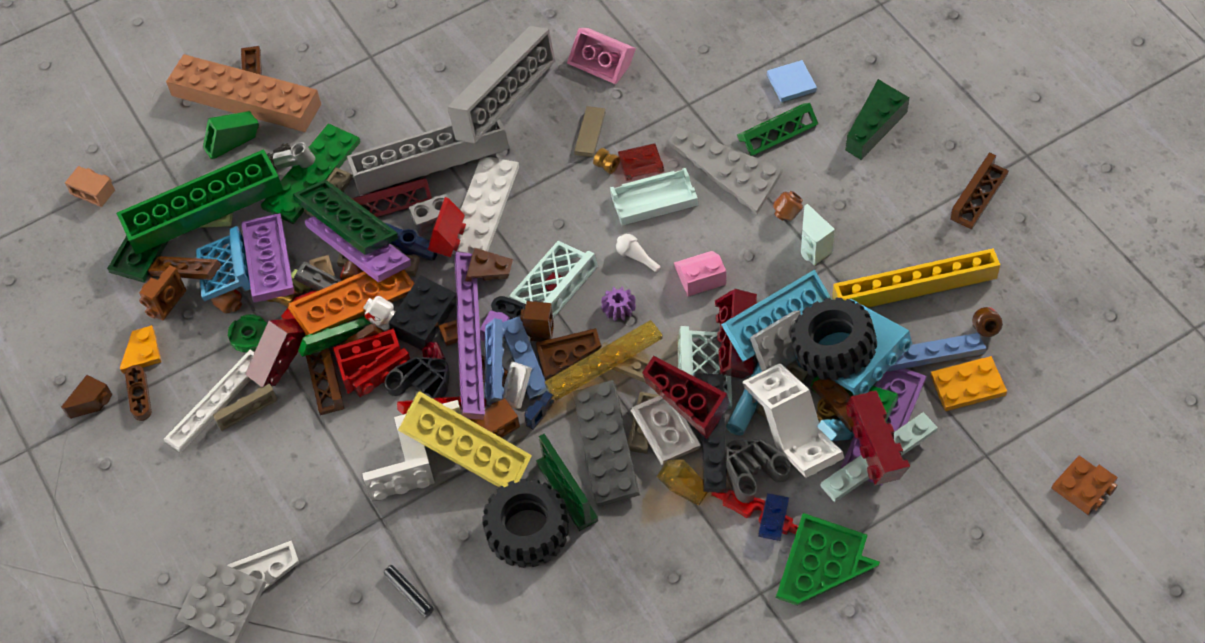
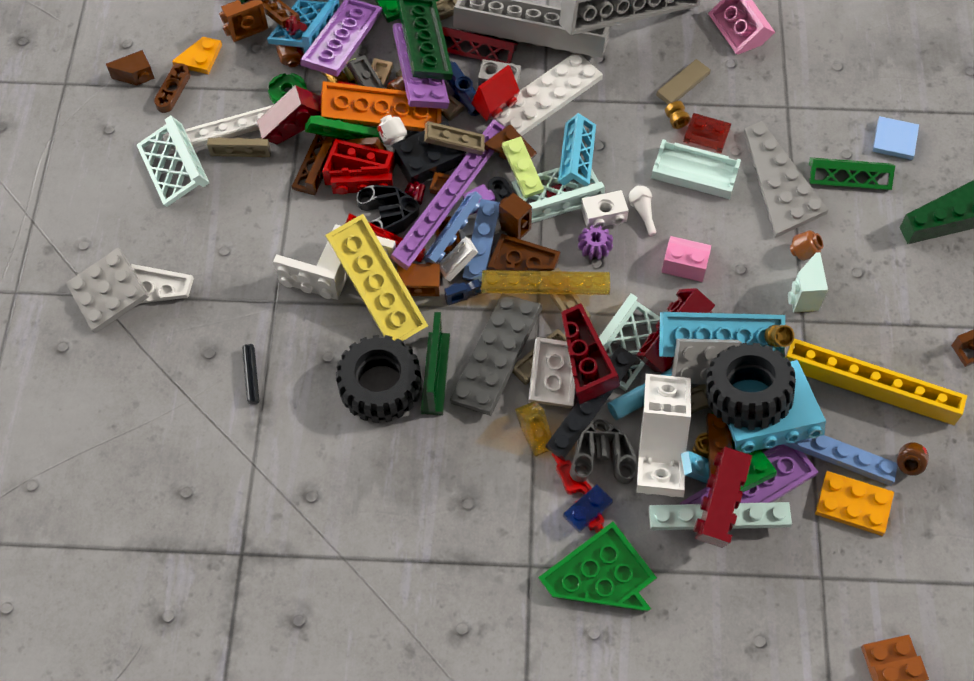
camera: 30 degrees right, 5 degrees up
(196, 438) = (183, 150): none -> light aqua fence
(220, 271) = (292, 25): none -> dark red plate
(439, 286) = (454, 138): none -> dark tan tile
(513, 277) = (522, 167): none -> yellowish green plate
(543, 237) = (572, 148): none -> medium azure fence
(609, 263) = (611, 202): none -> white brick
(822, 288) = (784, 334): none -> pearl gold wheel

